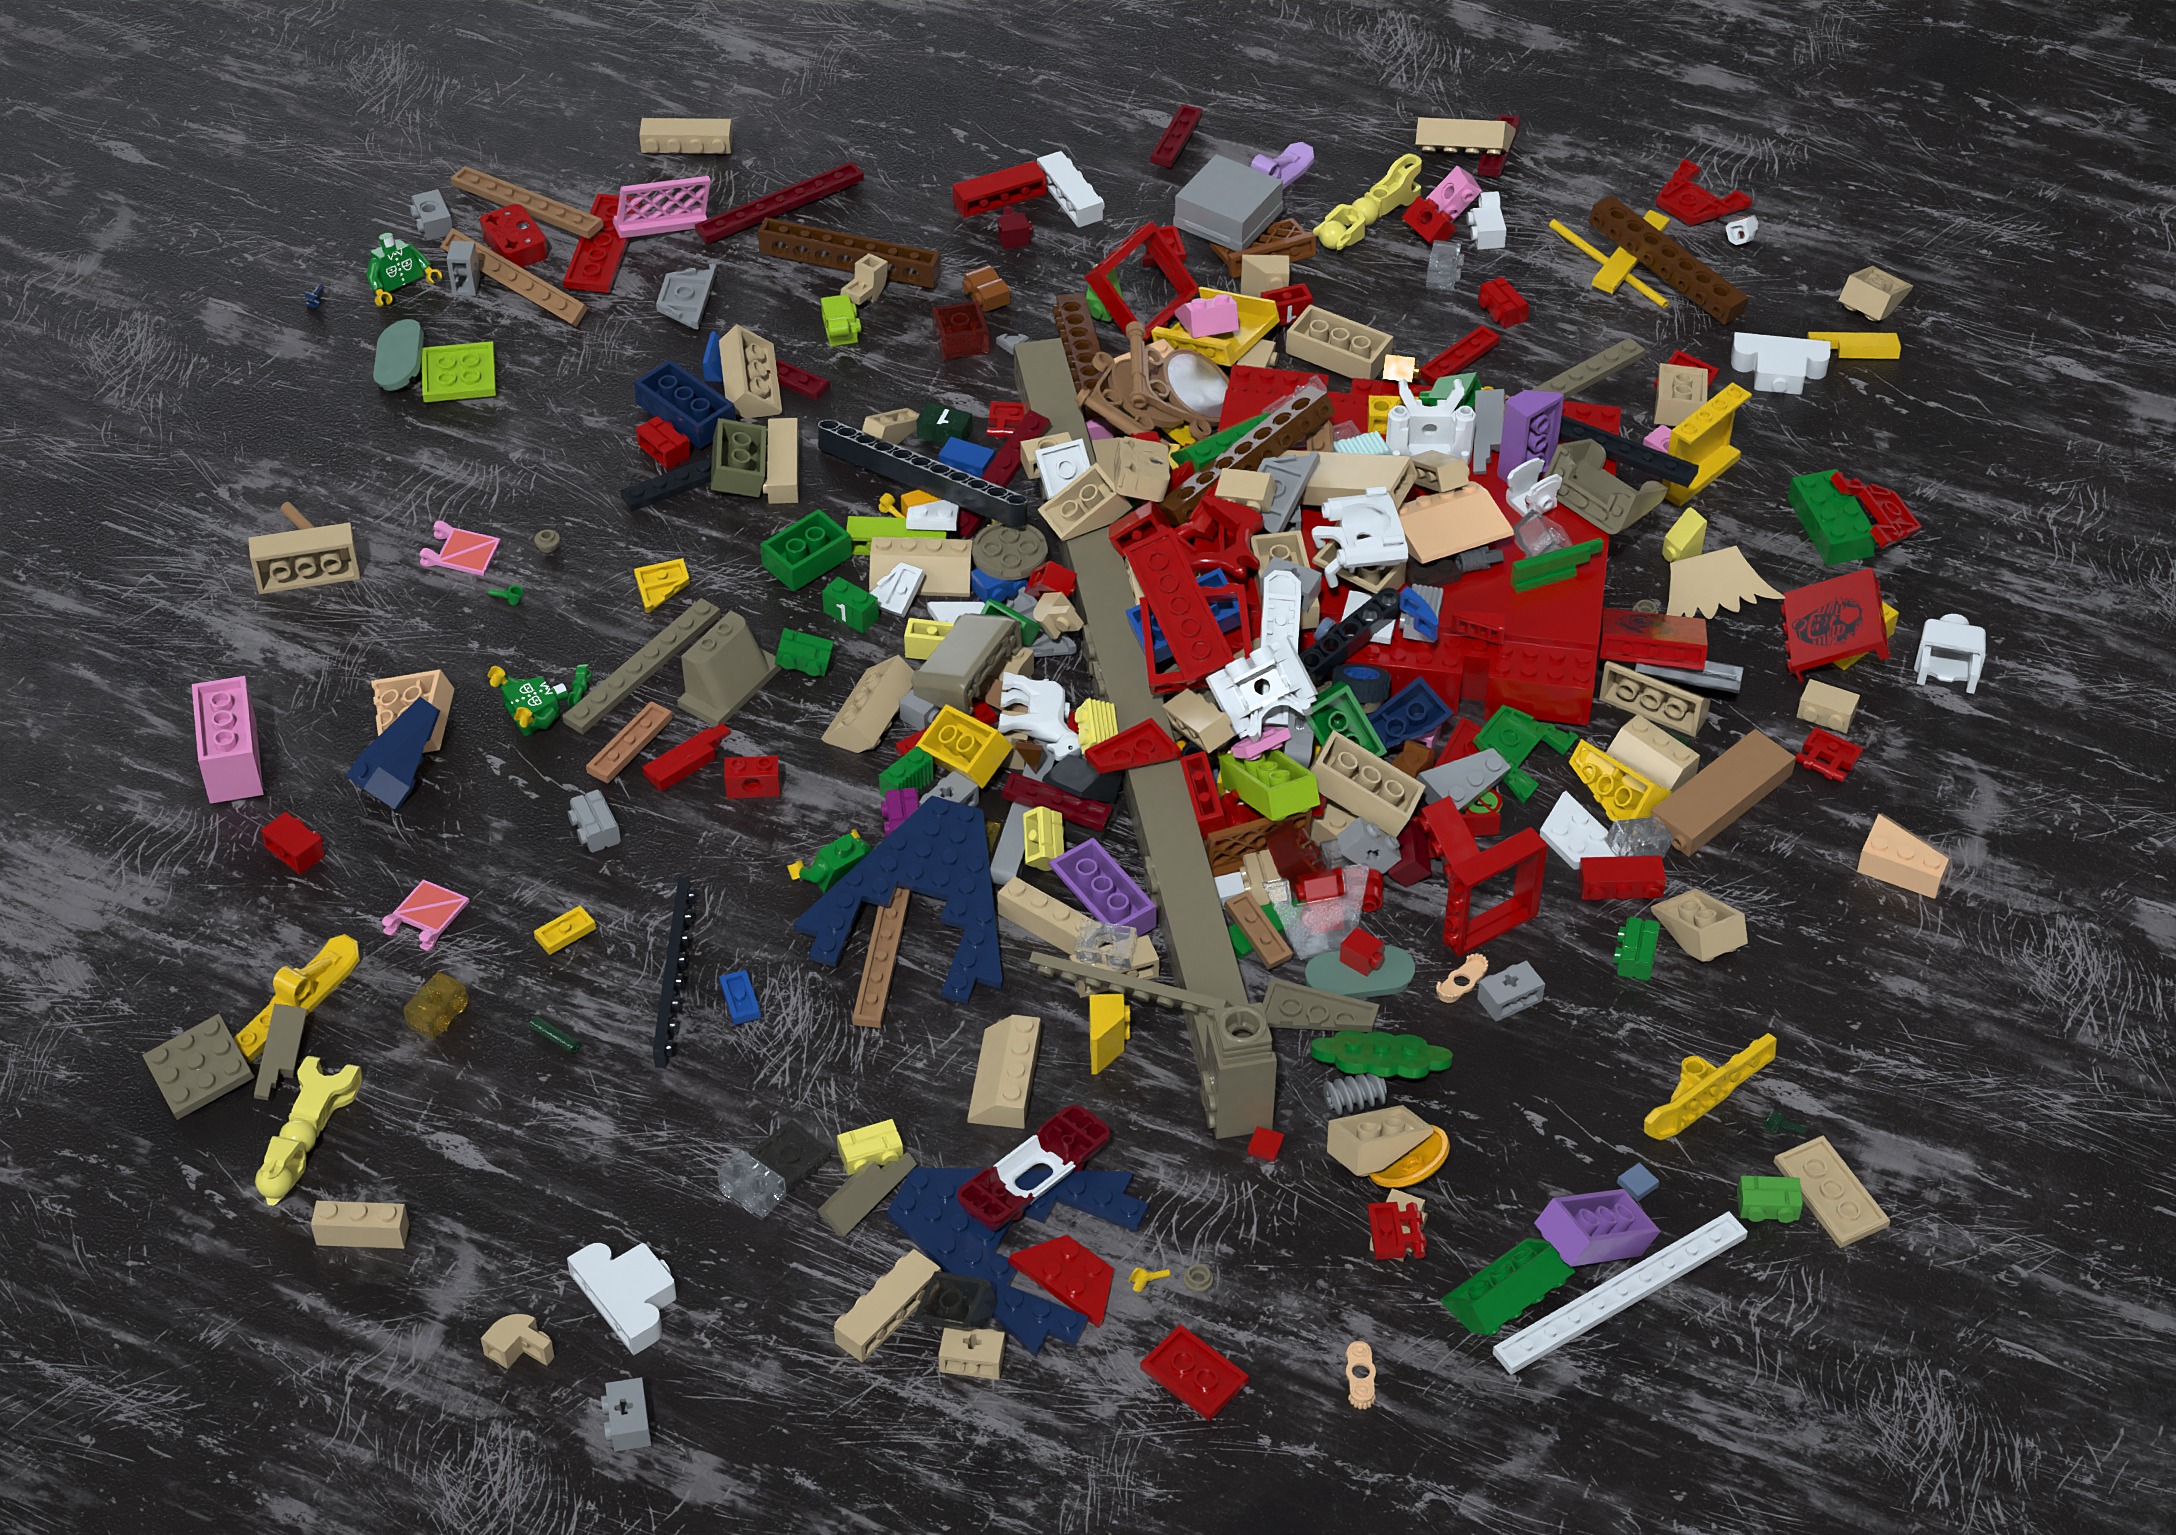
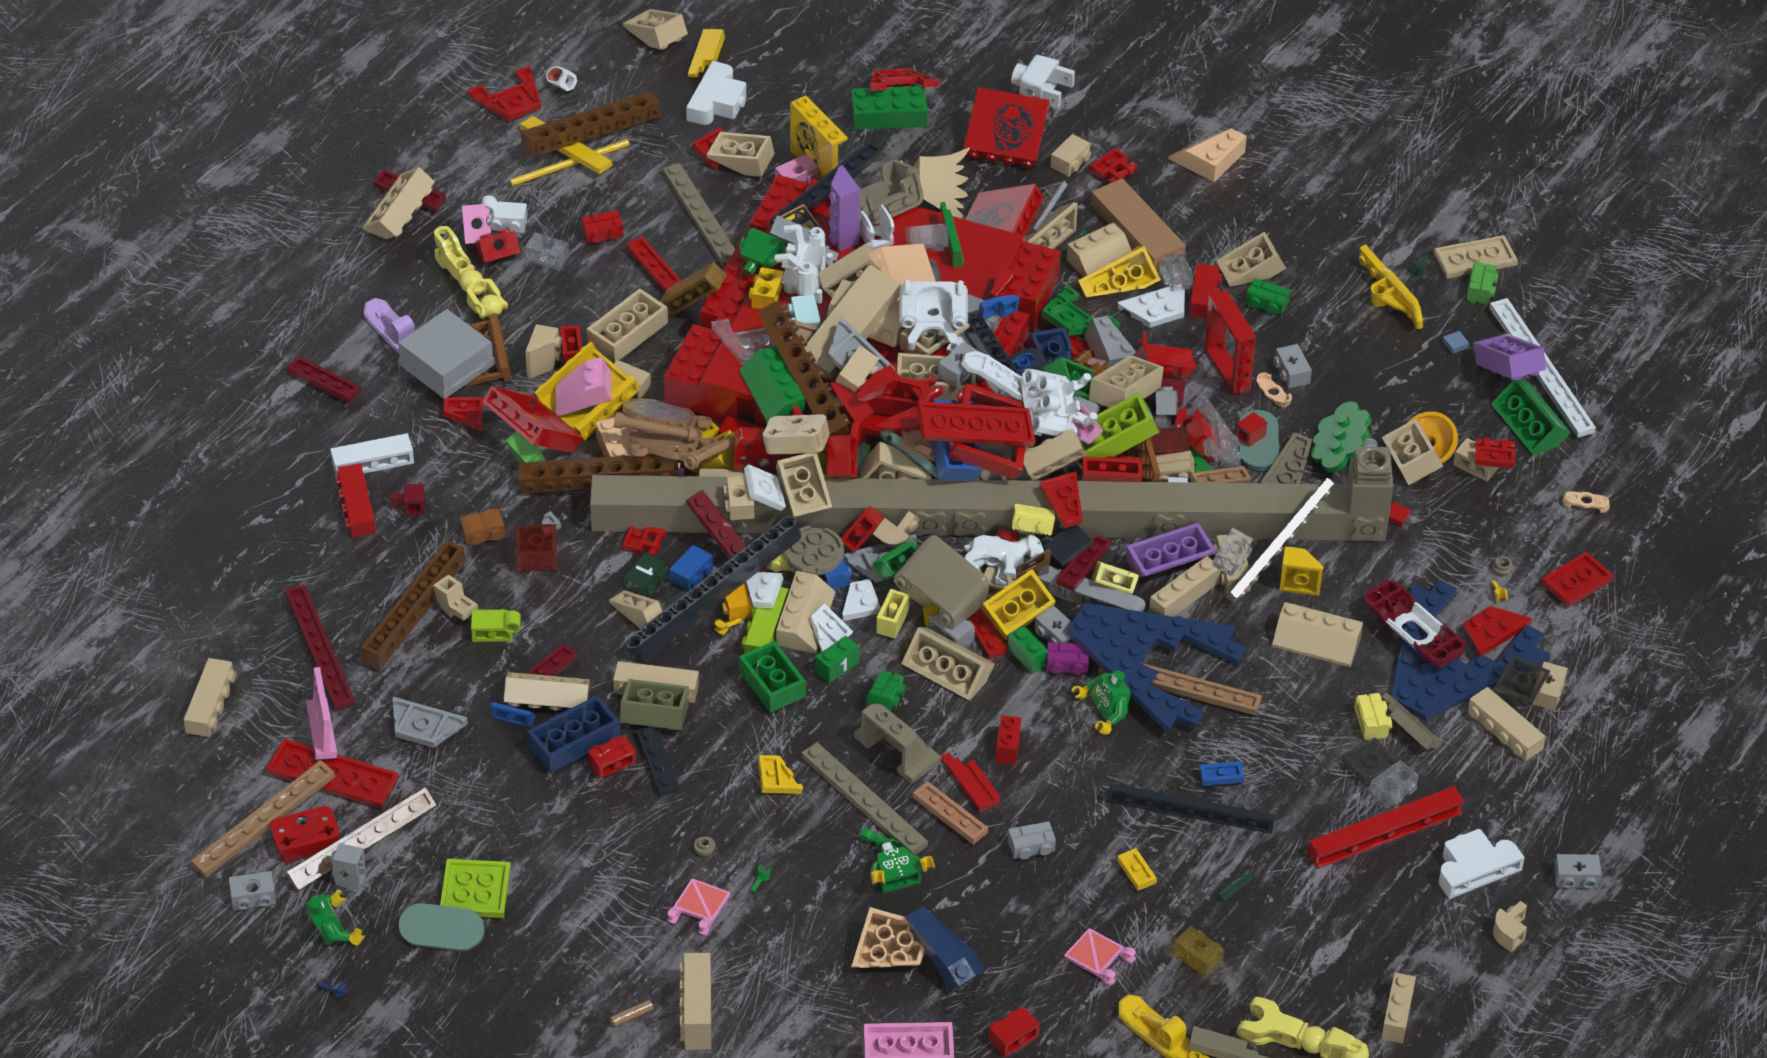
camera: 80 degrees left, 0 degrees up
(675, 1184) = (1385, 827): none -> red tile

